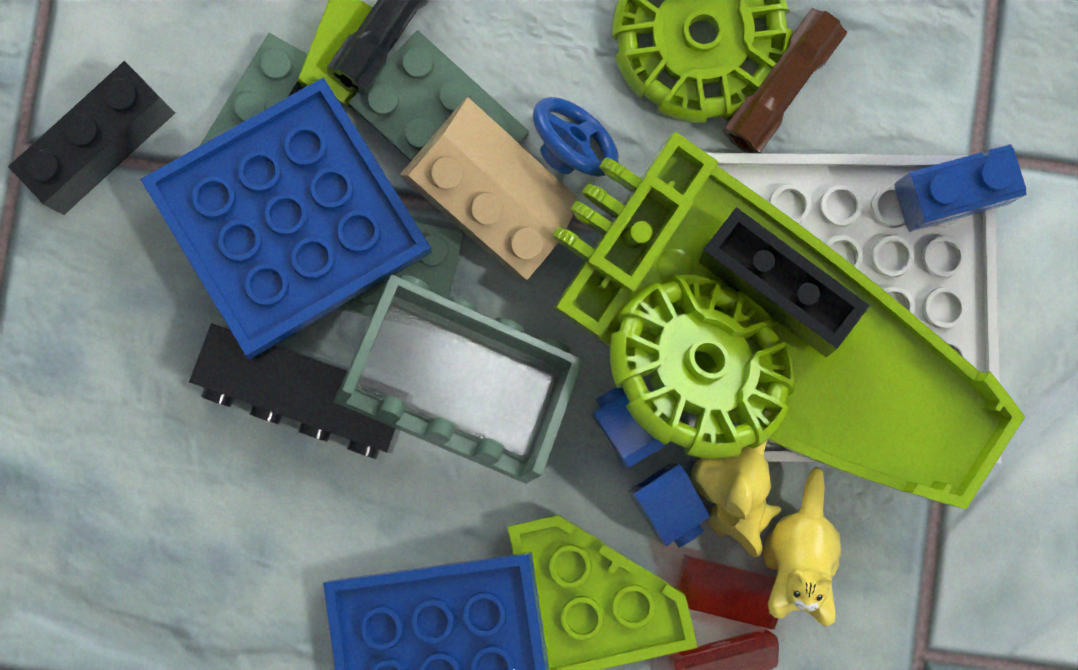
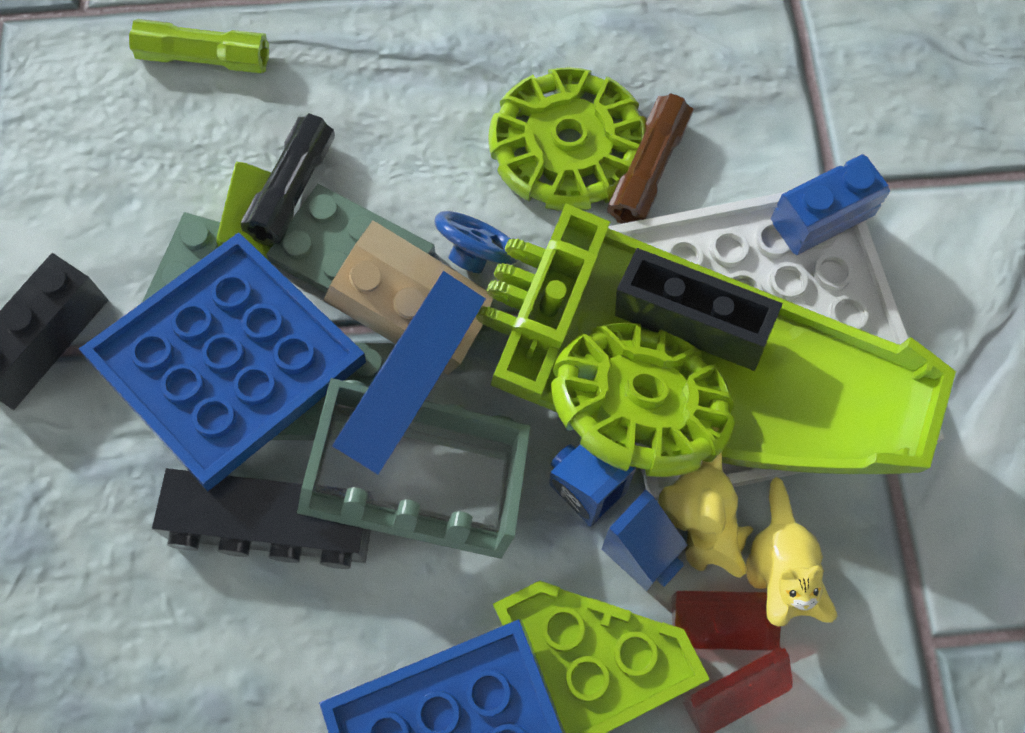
camera: 10 degrees left, 15 degrees down
(473, 287) = (409, 373): none -> blue slope

